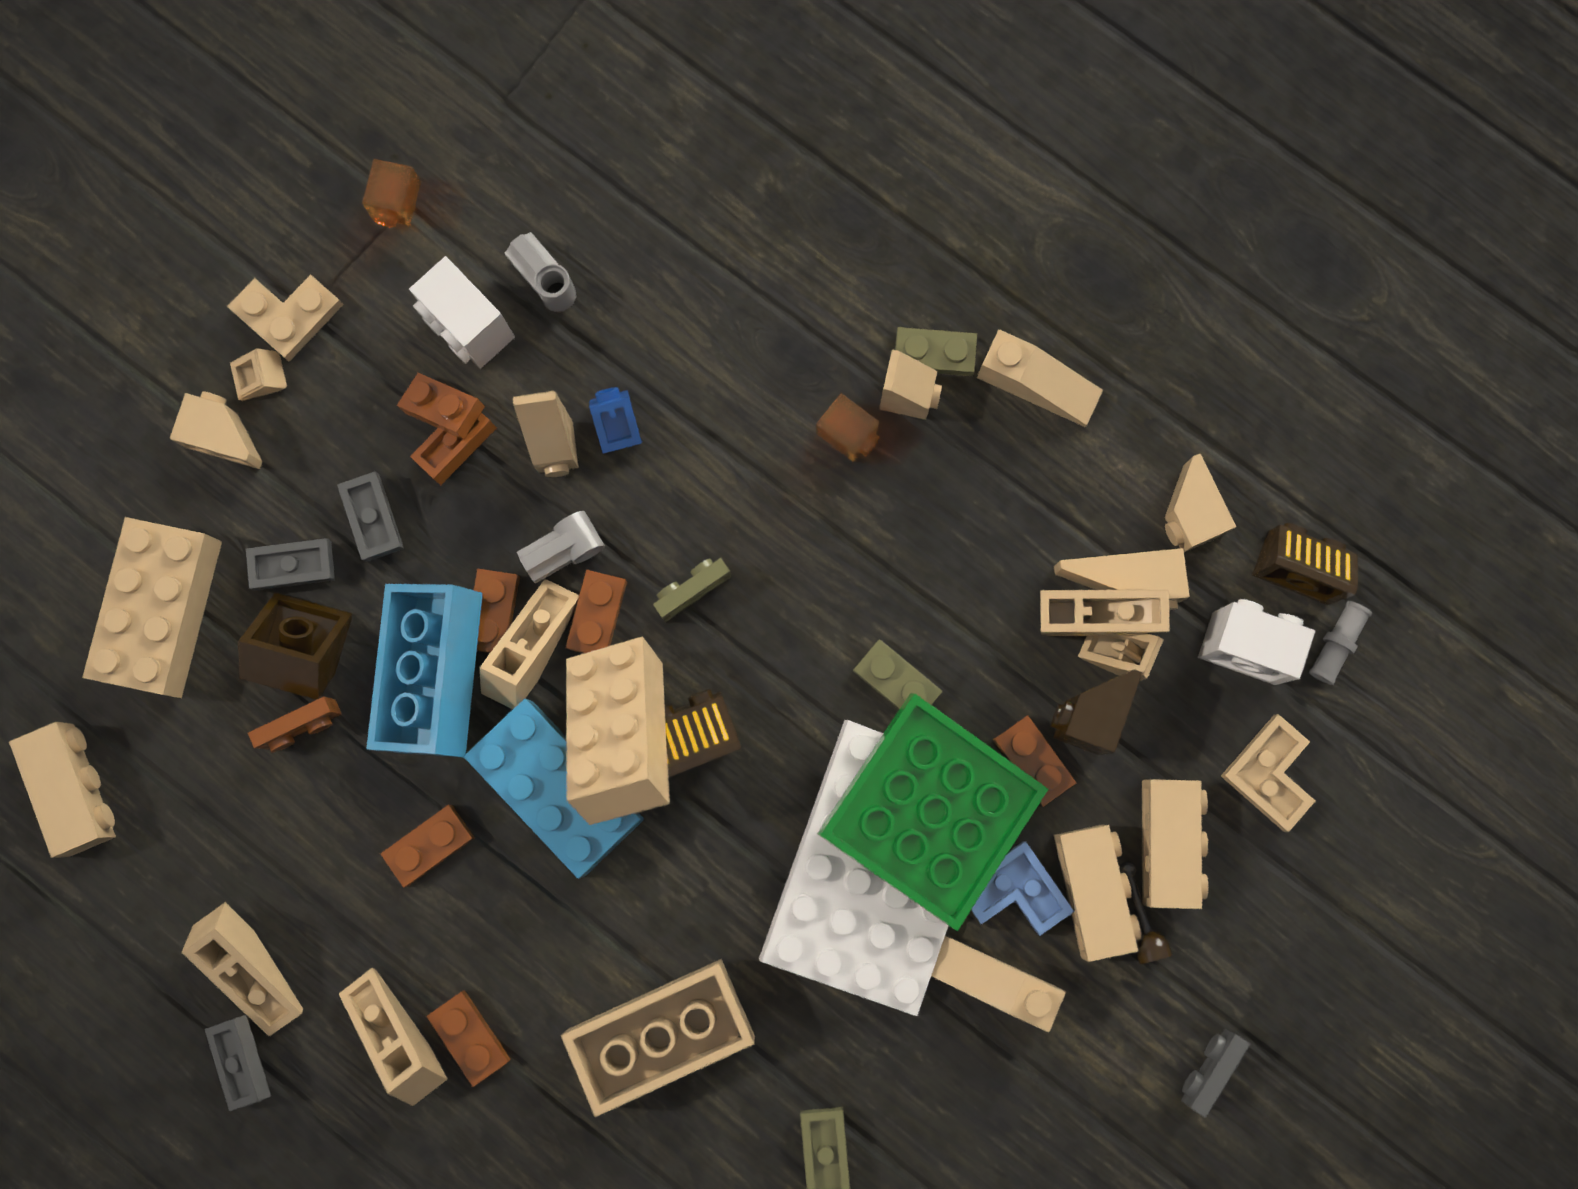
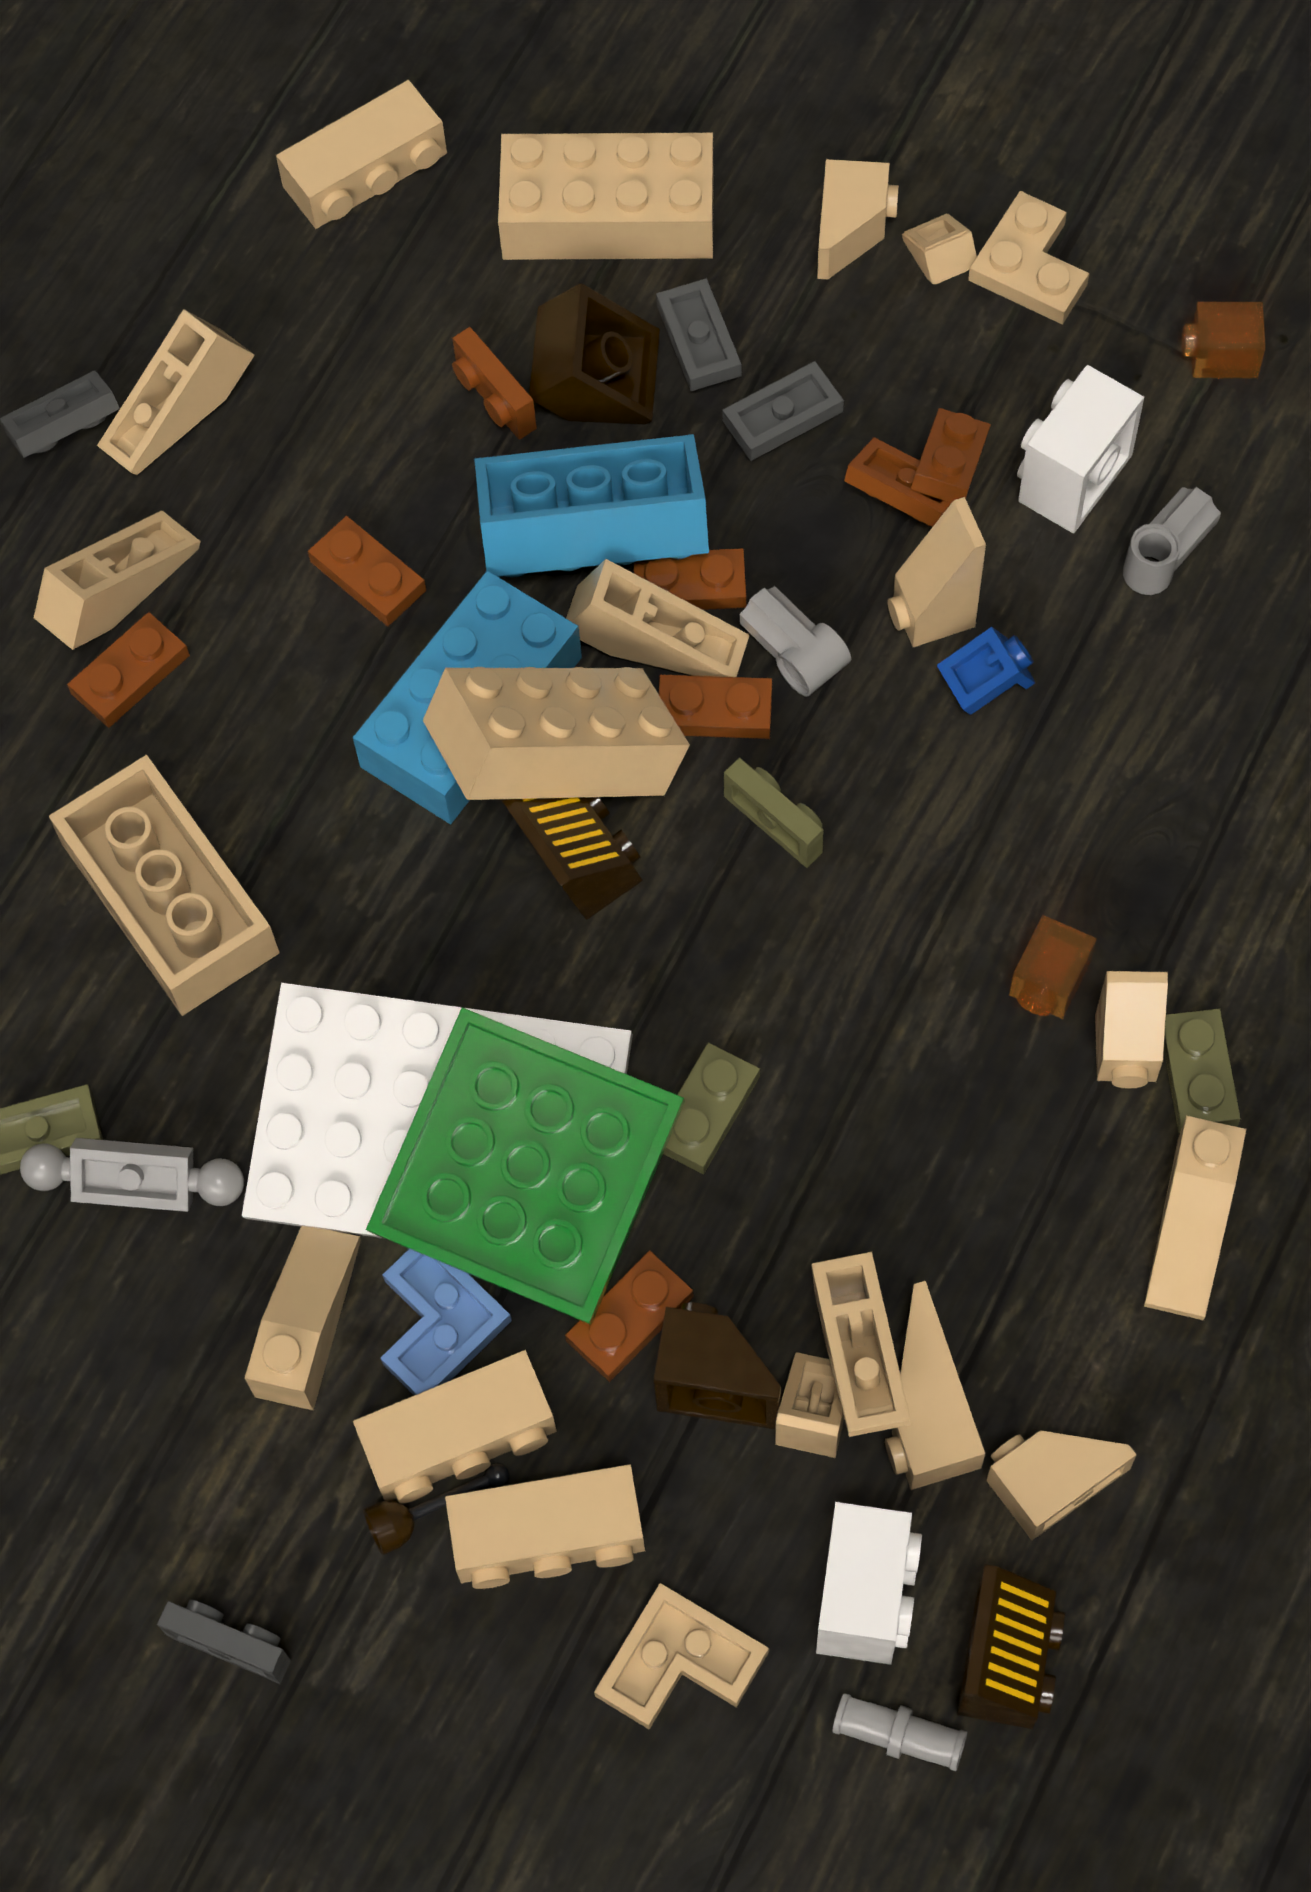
camera: 80 degrees right, 15 degrees down
(872, 1091) = (131, 1174): none -> light grey plate

